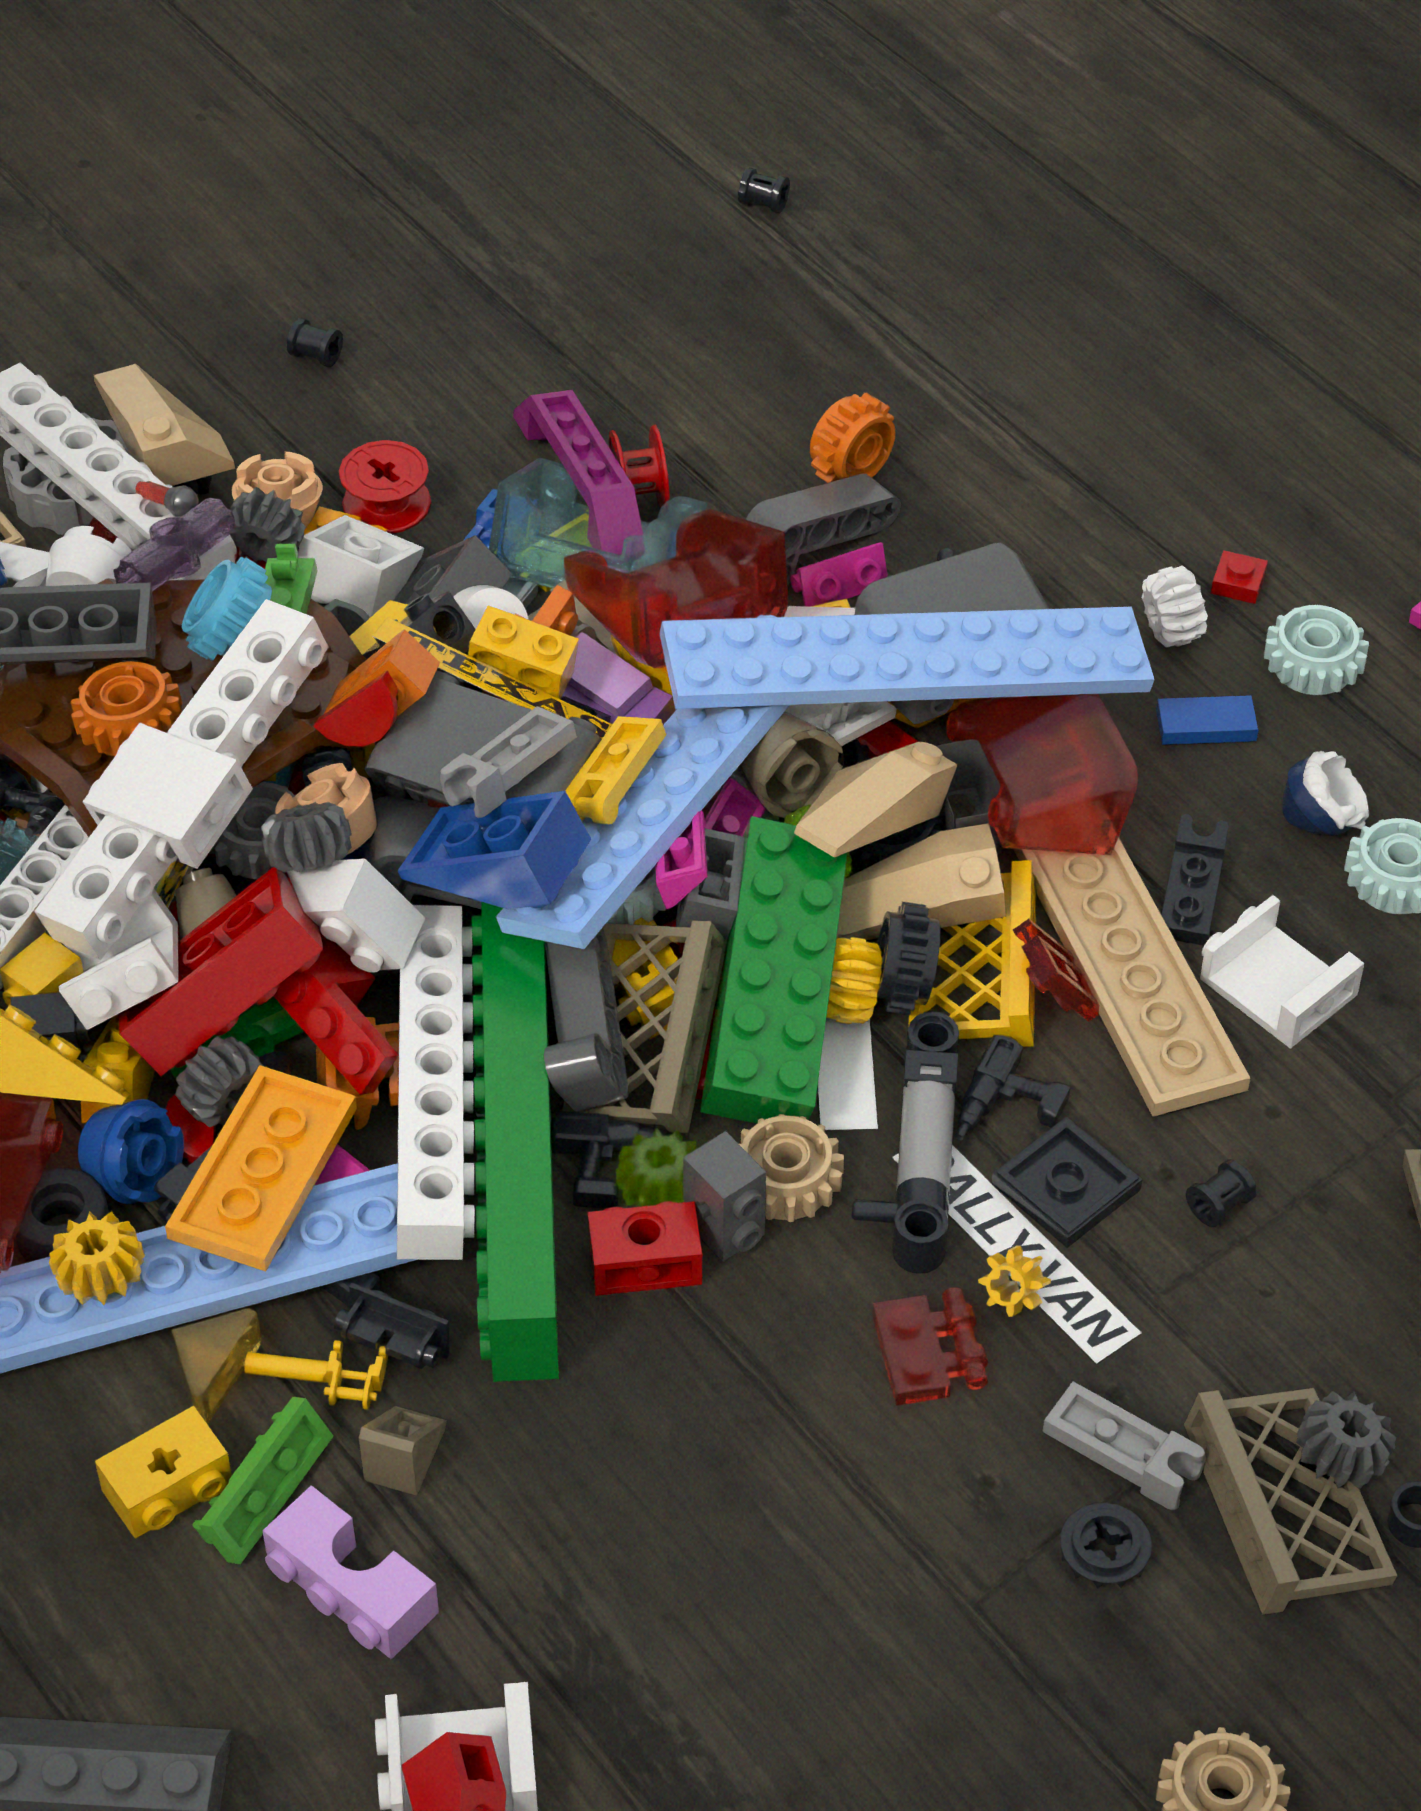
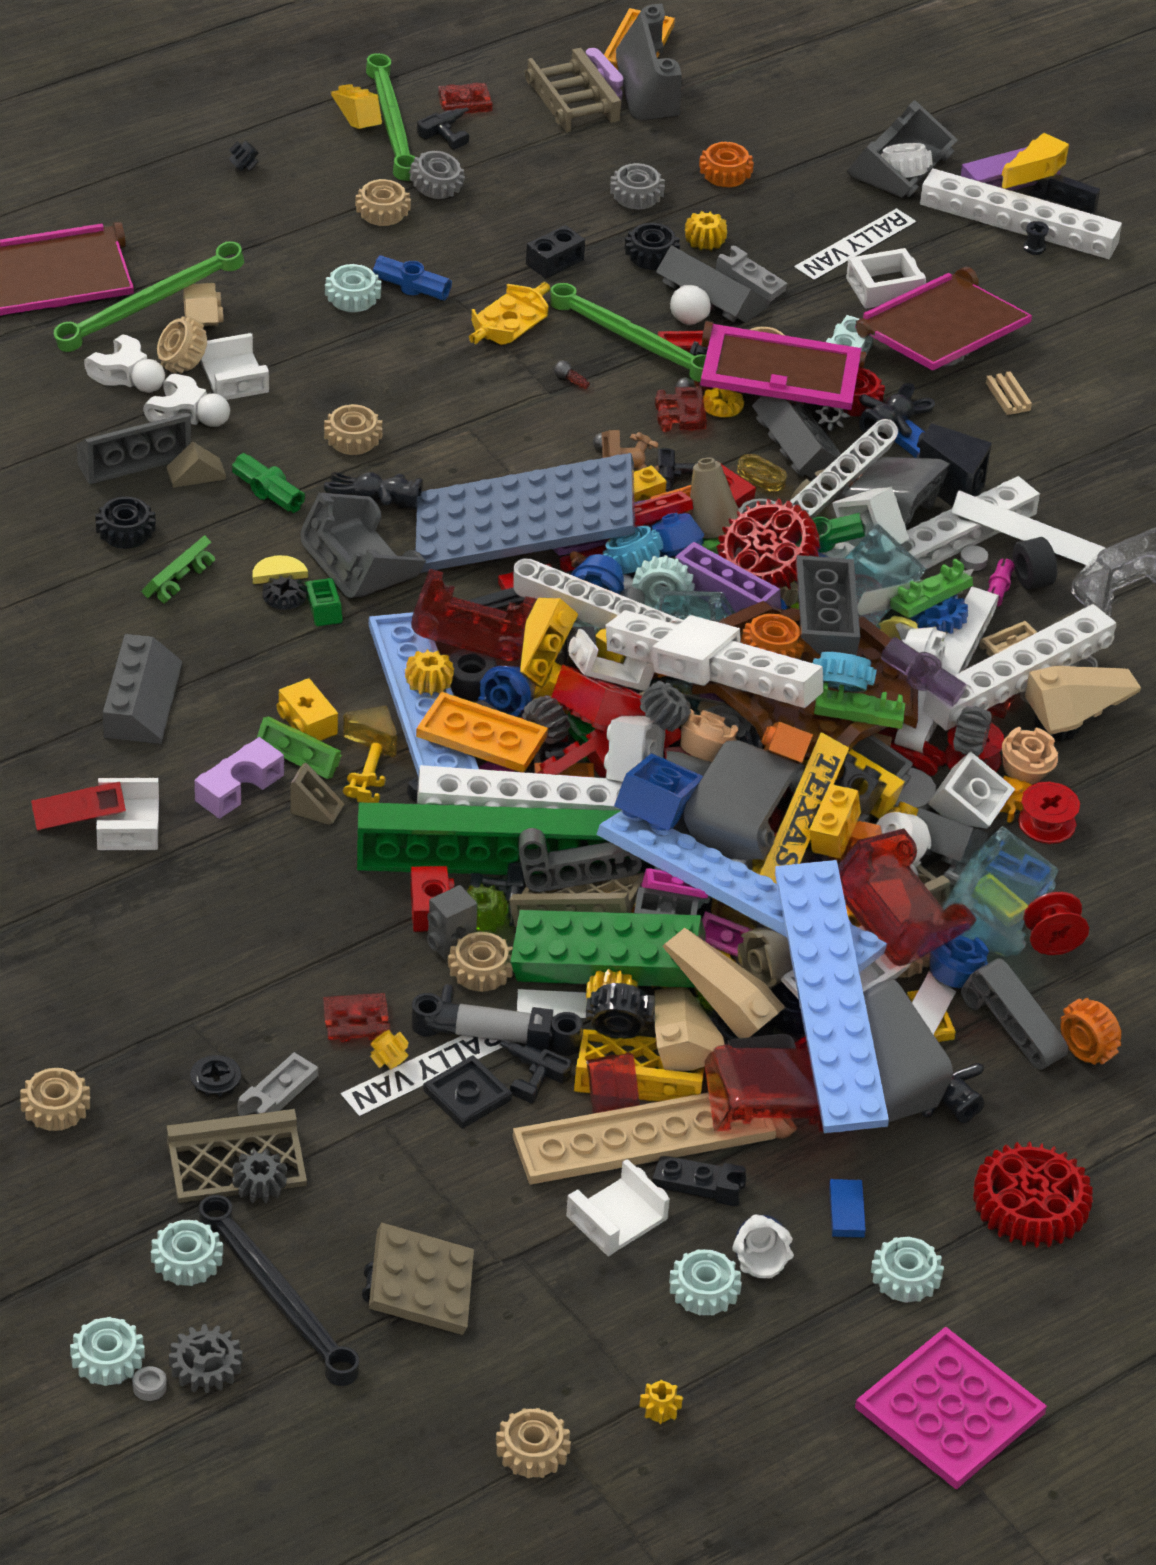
camera: 90 degrees right, 5 degrees down
(176, 499) = (977, 681): flat silver piece -> none
(363, 715) = (761, 725): red tile -> none
(415, 1333) = (392, 789): black hinge -> none
(505, 760) = (716, 783): light grey plate -> none
(589, 463) = (1083, 882): magenta slope -> none
(614, 767) = (731, 848): yellow plate -> none
(840, 576) = (975, 1032): dark pink hinge -> none
(1145, 519) = (1033, 1194): none -> red gear
(1174, 606) = (939, 1189): white gear -> none
(1221, 1193) = (447, 1148): black bush -> none
(1239, 577) = (987, 1246): red plate -> none

